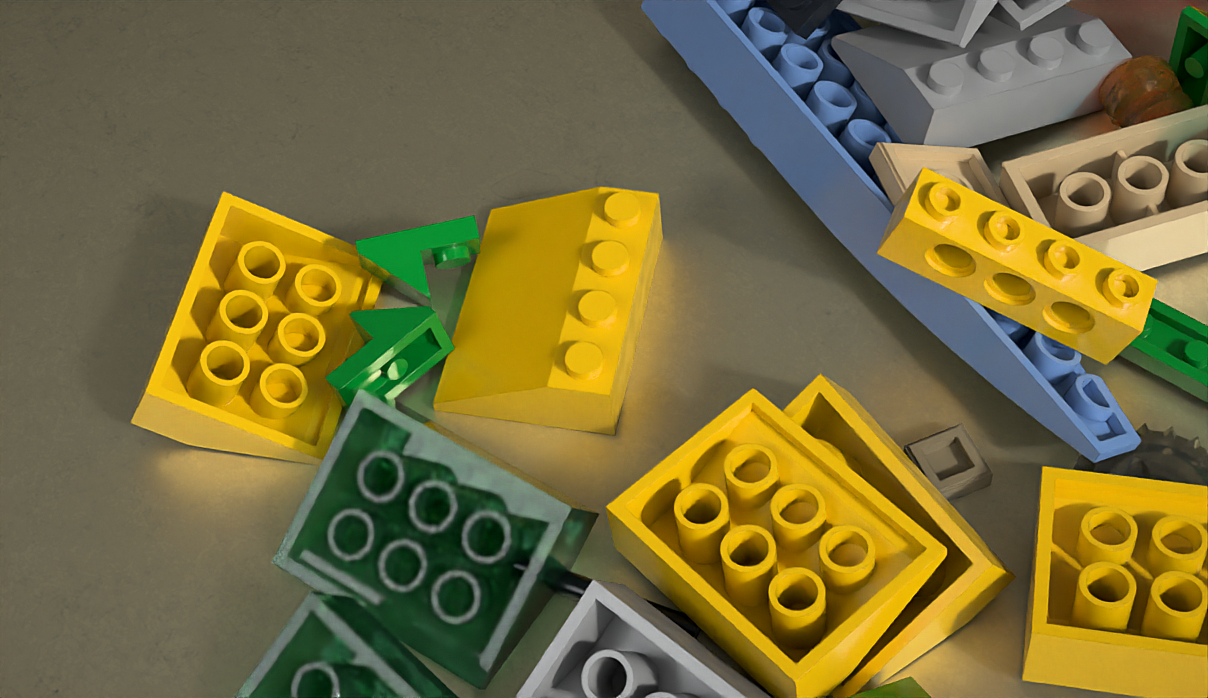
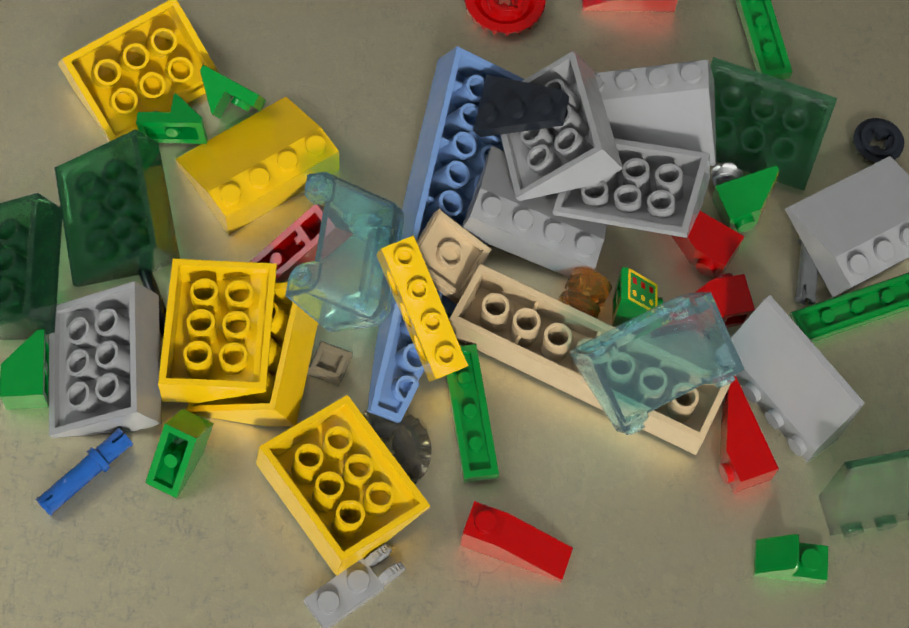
camera: 30 degrees right, 10 degrees up
(737, 341) = (294, 245): none -> red slope
(885, 326) = (346, 280): none -> clear light blue windscreen

